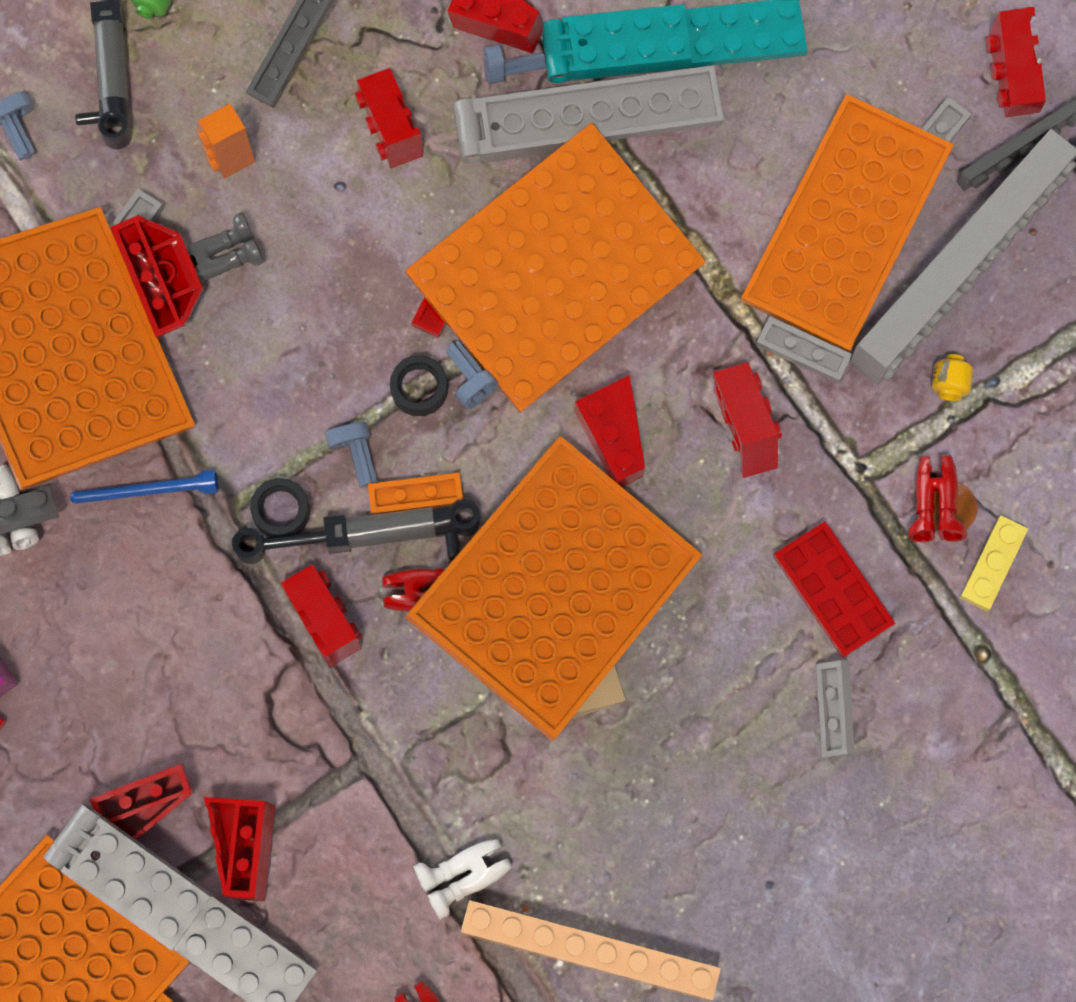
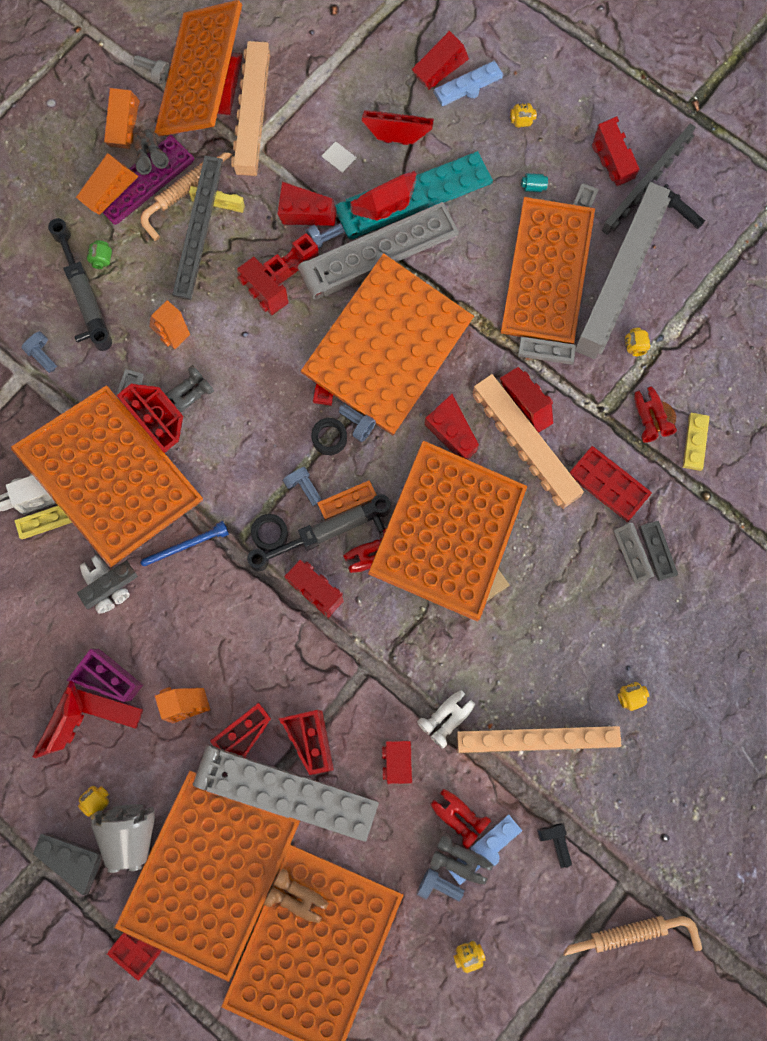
camera: 15 degrees left, 0 degrees up
(65, 730) = (181, 704): none -> orange wedge
(363, 919) = (398, 762): none -> red brick
(429, 99) = (283, 268): none -> red arch
(624, 36) = (386, 198): none -> red wedge
(725, 485) = (527, 441): none -> light nougat brick
(760, 930) = (633, 696): none -> yellow head
(872, 74) = (534, 182): none -> teal brick
(875, 717) = (658, 551): none -> dark grey plate

